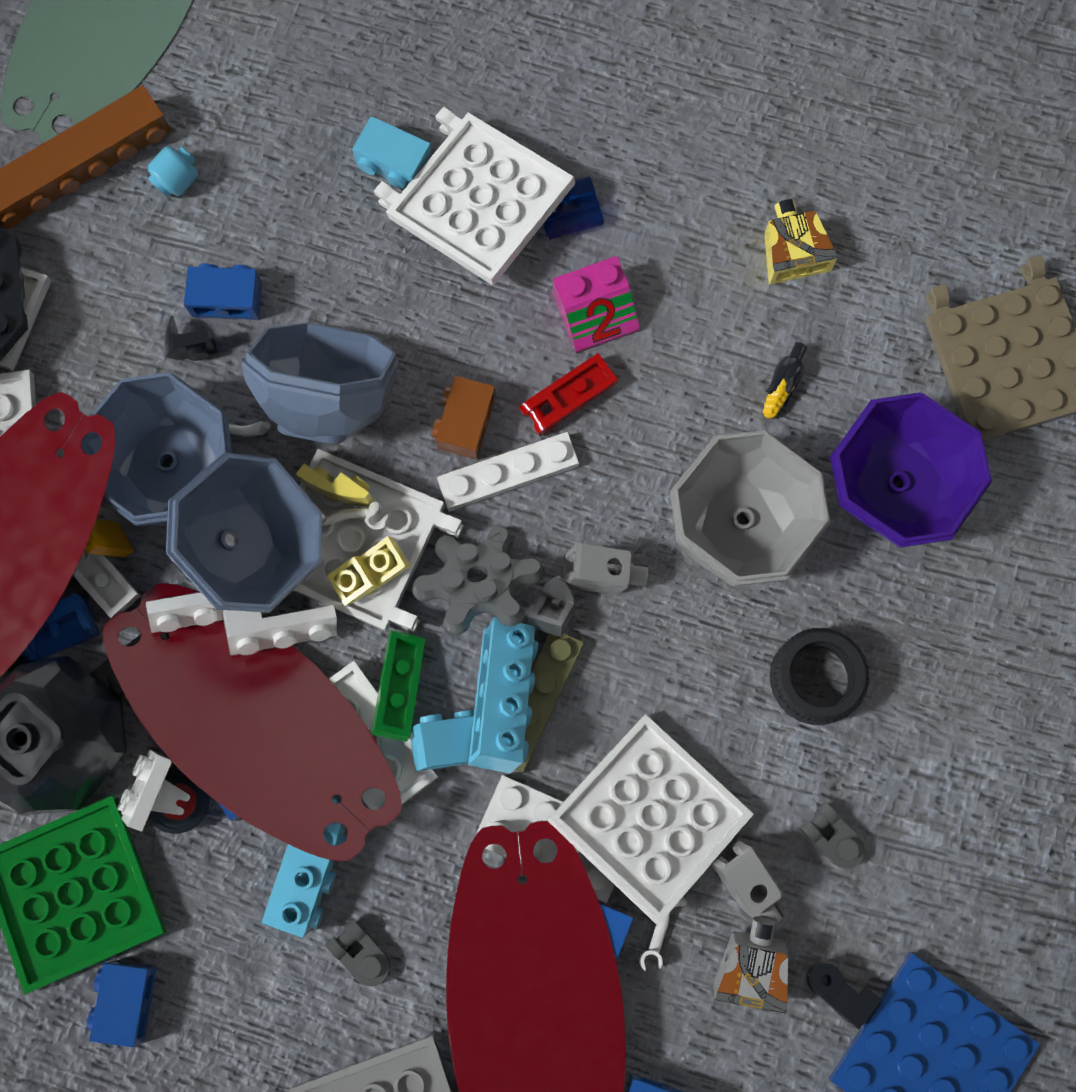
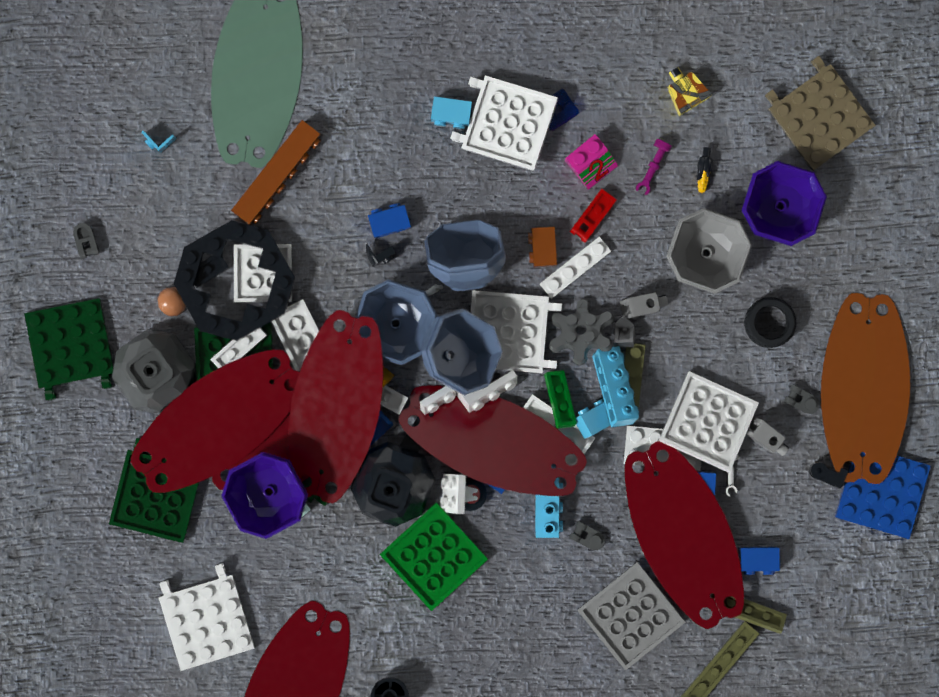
camera: 25 degrees left, 10 degrees up
(121, 1003) = (480, 599): blue brick -> none
(172, 171) = (335, 161): medium azure head -> none
(343, 489) = (501, 307): light yellow slope -> none
(369, 571) = (524, 346): light yellow slope -> none
(372, 519) = (518, 318): white piece -> none
(725, 320) = (654, 165): none -> magenta piece
(754, 969) = (782, 477): torso -> none
(957, 859) = (865, 388): none -> dark orange piece

